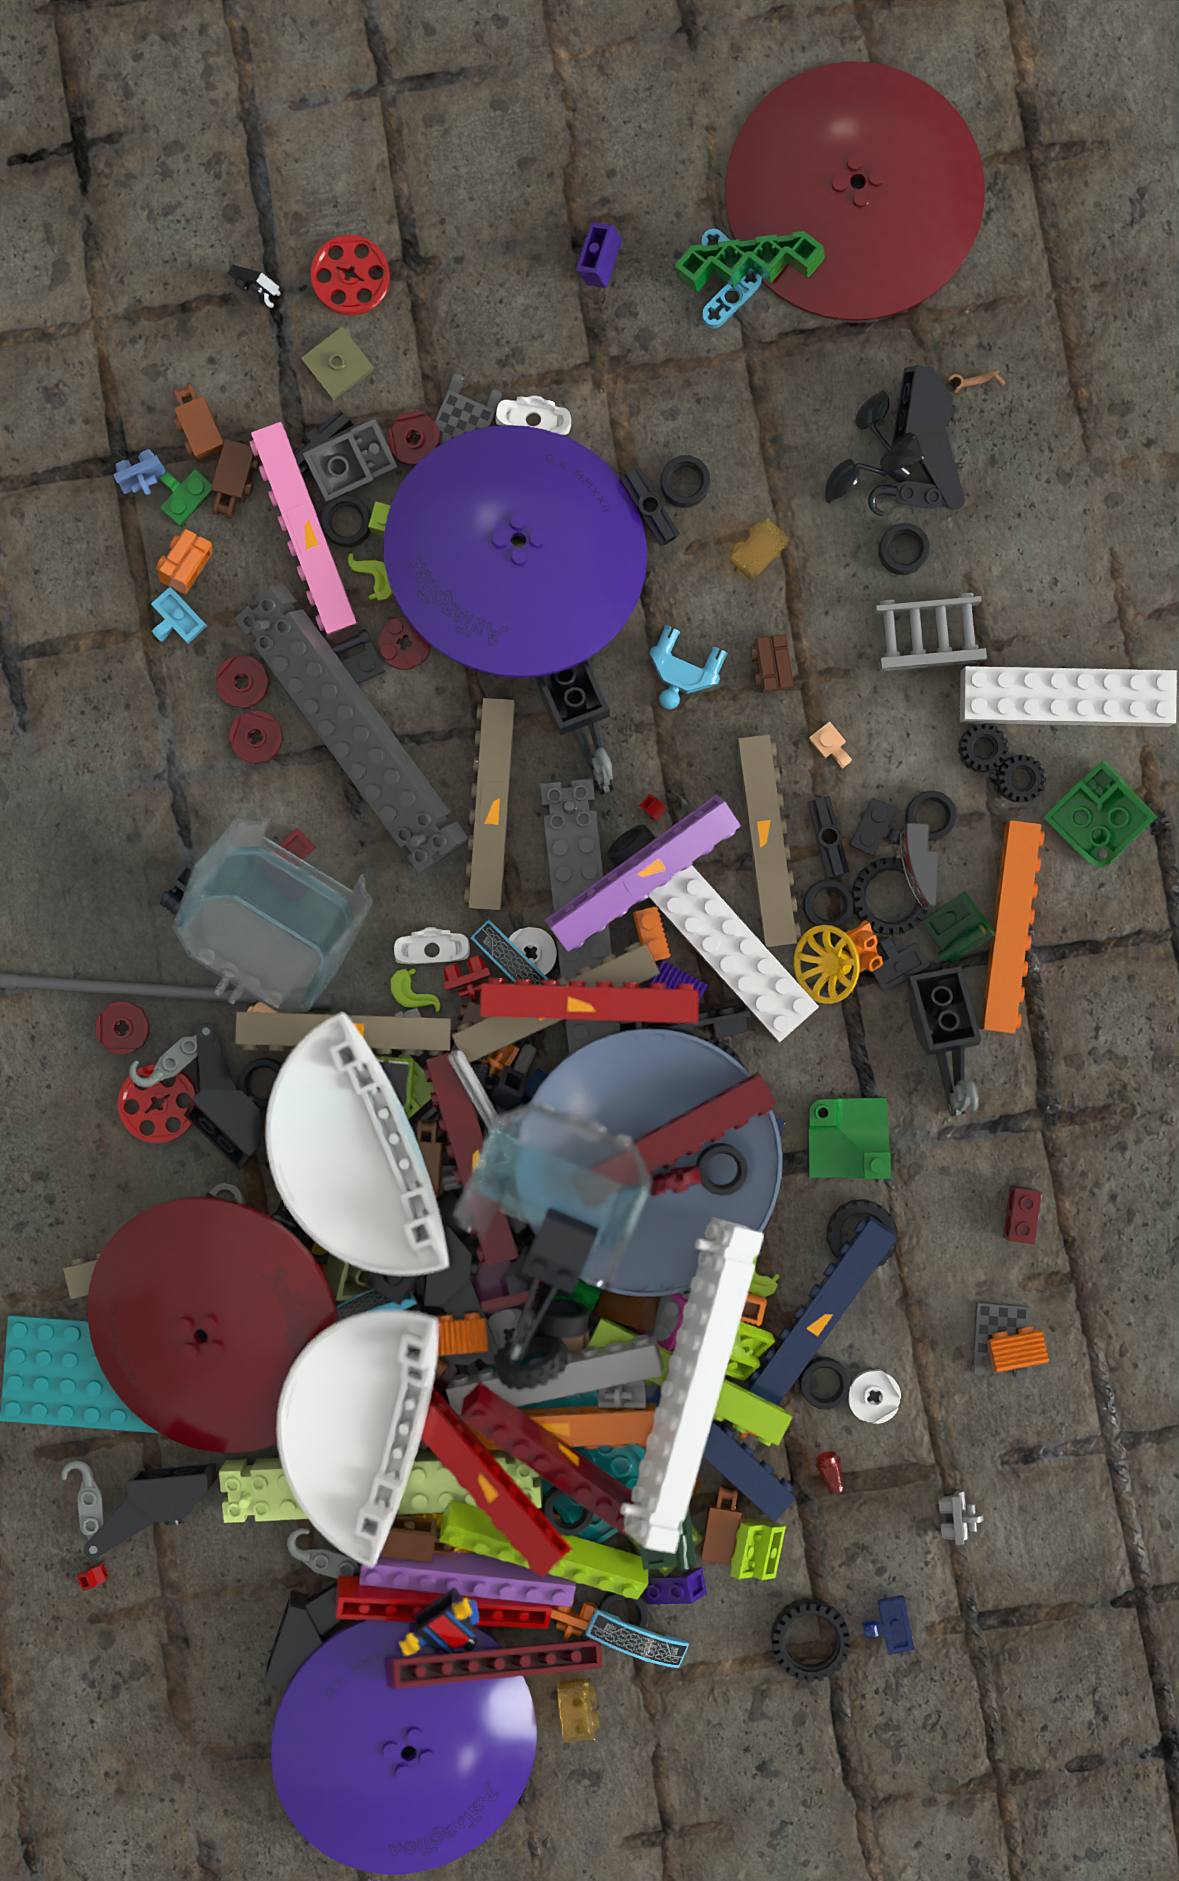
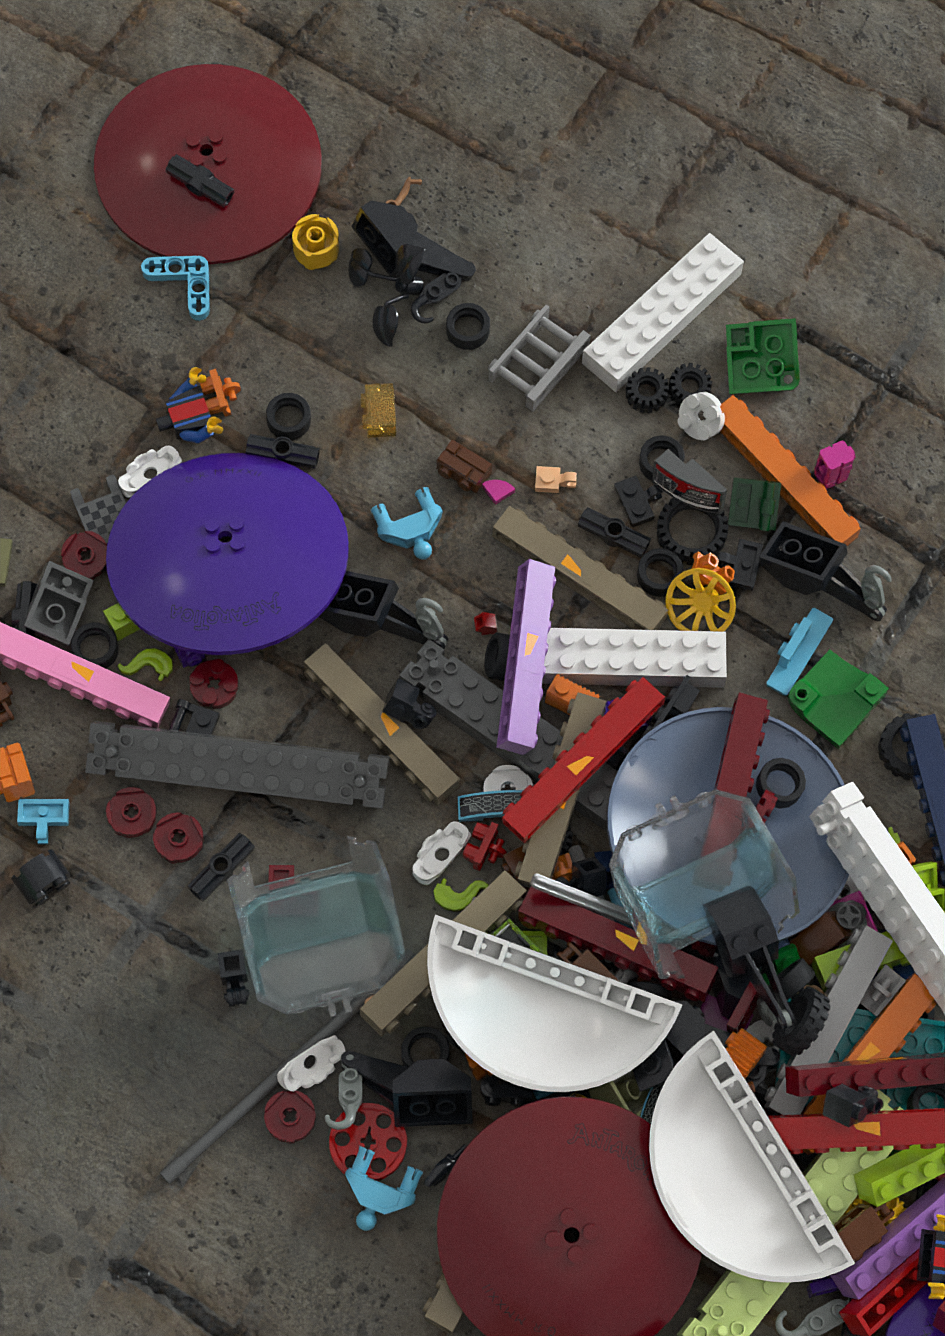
camera: 55 degrees left, 20 degrees down
(121, 1150) = (376, 1195): none -> medium azure connector
(123, 666) = (41, 877): none -> black brick
(156, 1004) = (326, 1053): none -> white piece
(189, 1179) = (443, 1168): none -> black hand
(278, 793) = (209, 879): none -> black piece
(486, 1464) = (849, 1105): none -> black brick
(516, 810) = (403, 706): none -> black brick
(599, 254) = (88, 338): dark purple brick -> none
(611, 399) = (189, 412): none -> torso
(657, 396) = (214, 384): none -> orange hips
(657, 1314) = (846, 916): none -> dark grey wheel
(764, 255) = (195, 241): green brick -> none
(780, 709) = (498, 490): none -> dark pink tile
(821, 204) = (199, 180): none -> black piece
(864, 1075) = (798, 650): none -> medium azure bracket
(867, 338) = (315, 241): none -> yellow brick
(986, 810) = (689, 418): none -> white plate
(1054, 962) = (834, 464): none -> dark pink brick

